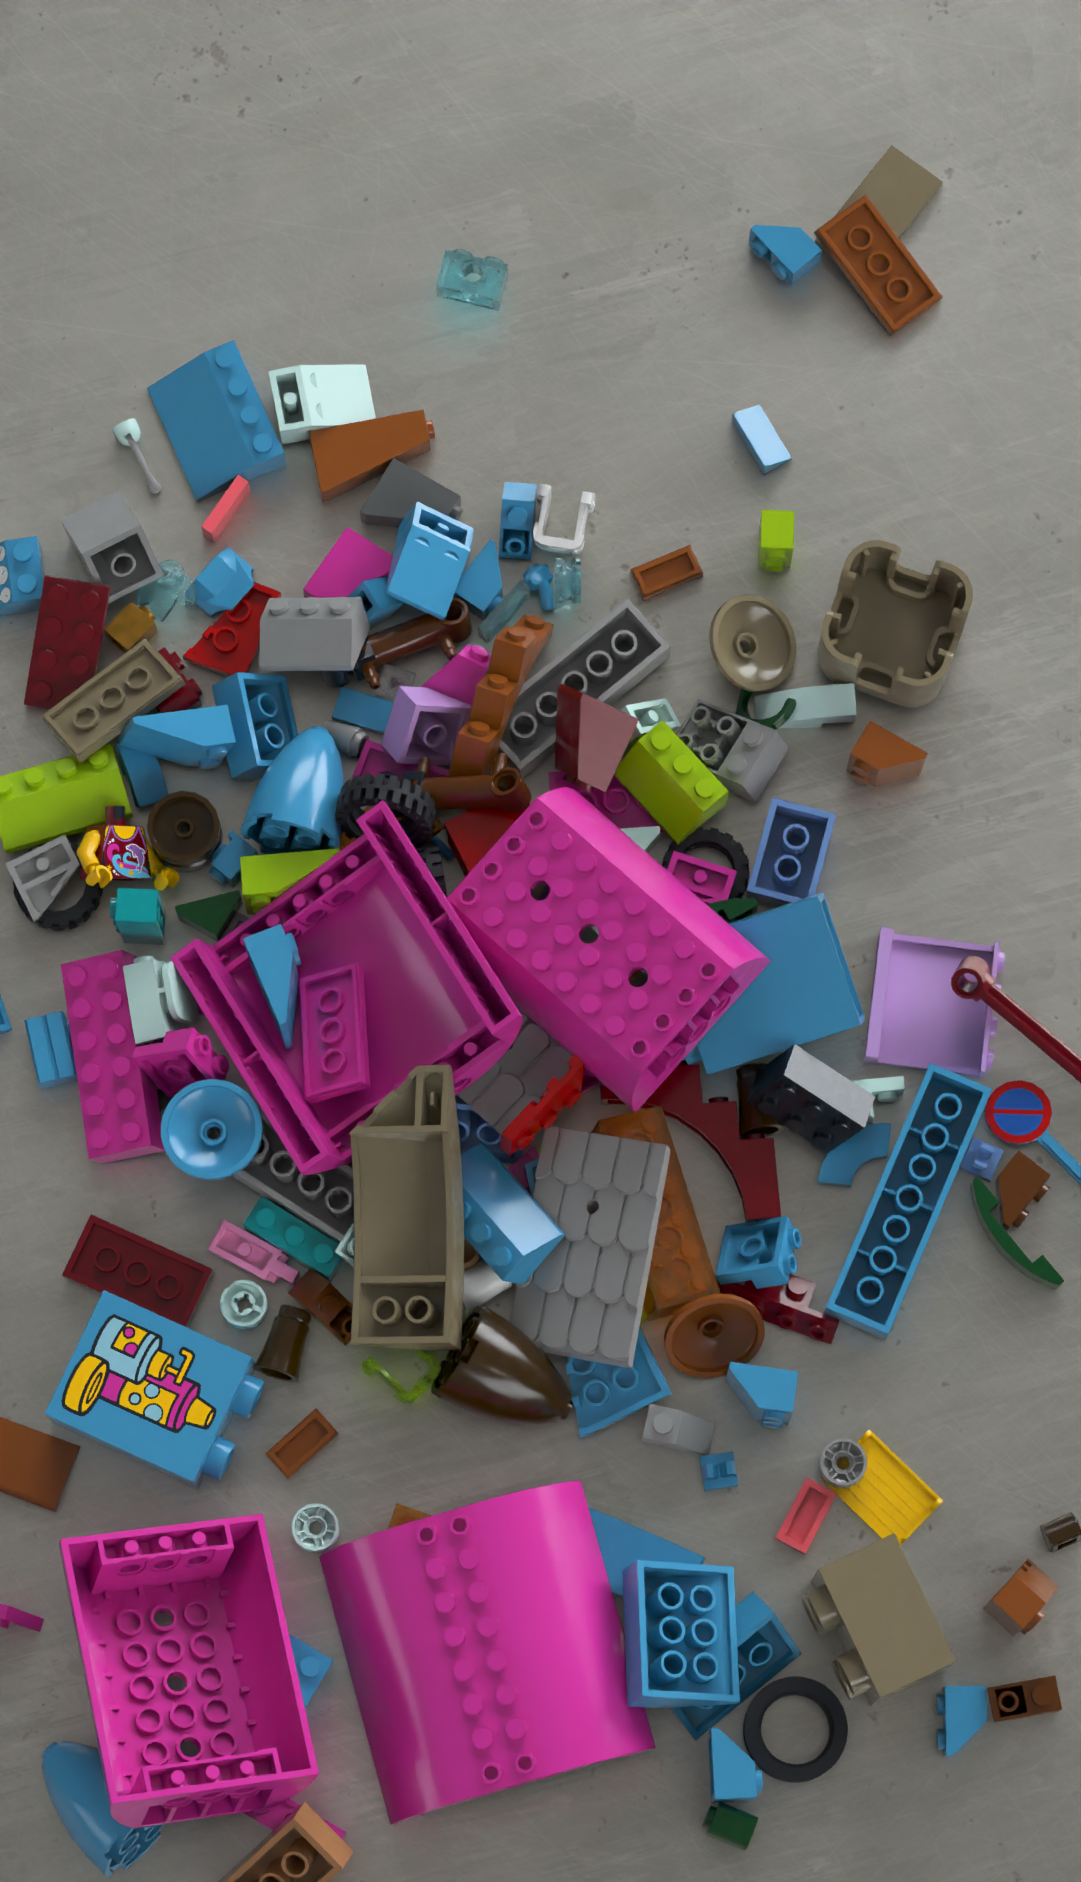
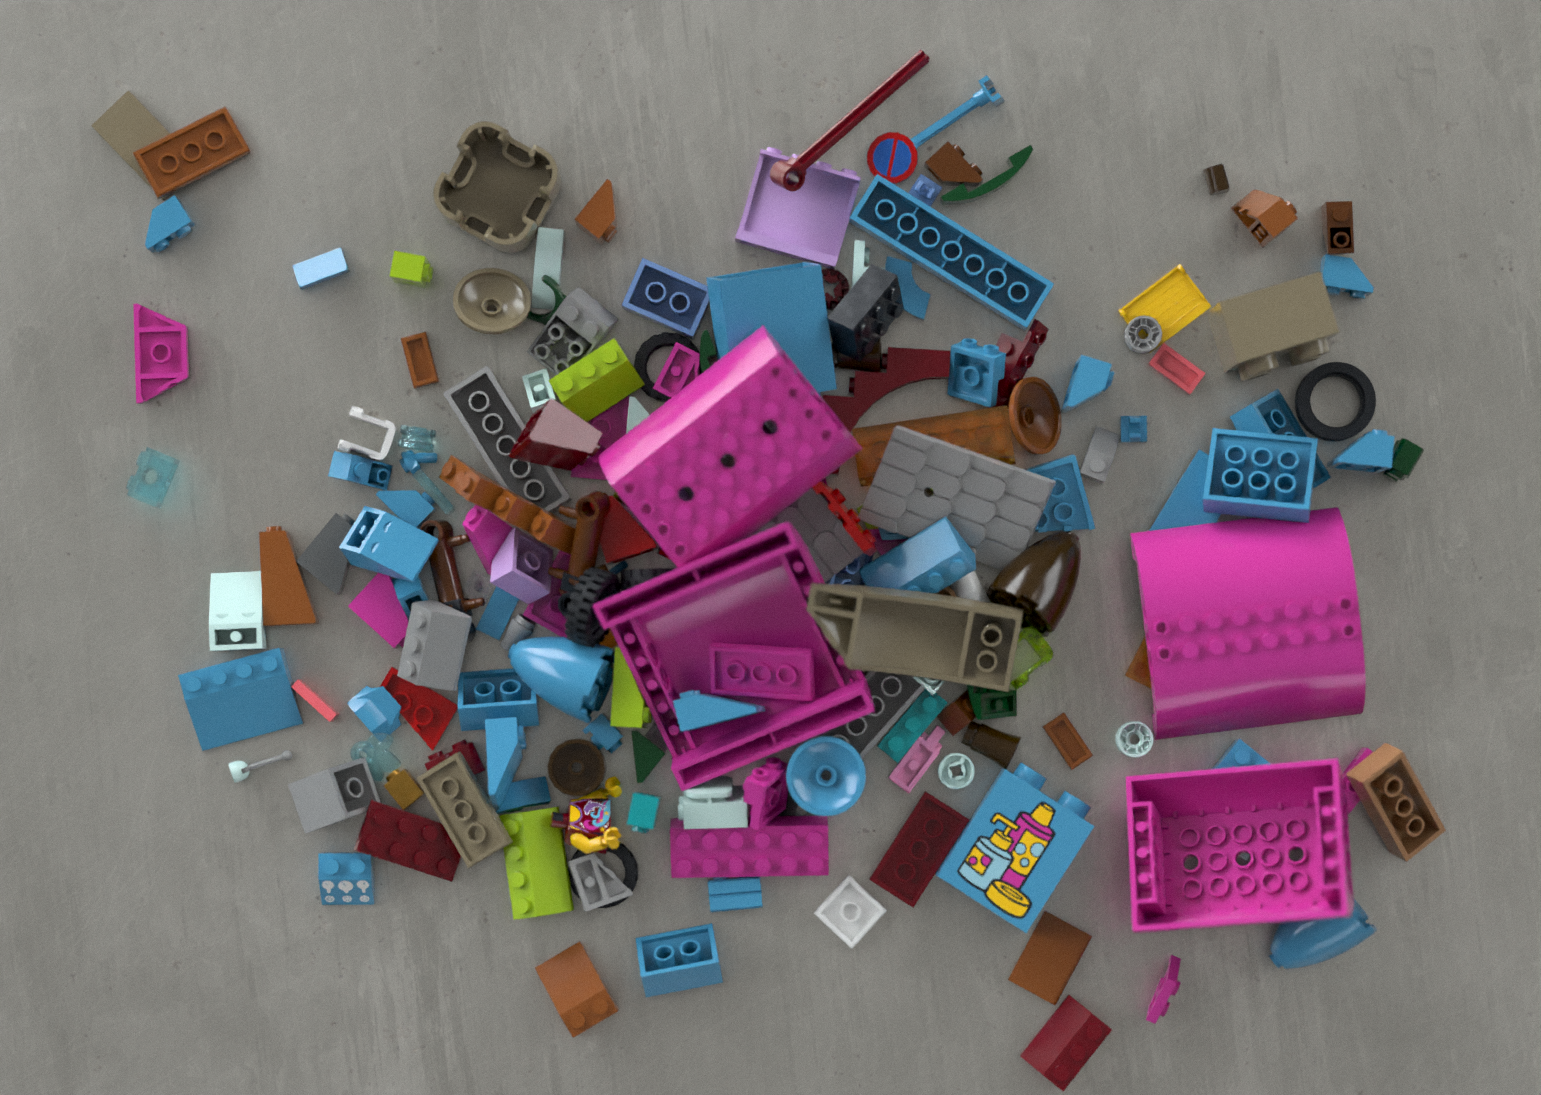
camera: 80 degrees left, 10 degrees up
(47, 1199) = (850, 911): none -> white tile
(333, 1335) = (992, 703): none -> dark green slope
(625, 264) = (159, 353): none -> dark pink wing
(840, 1041) = (835, 276): none -> dark red gear

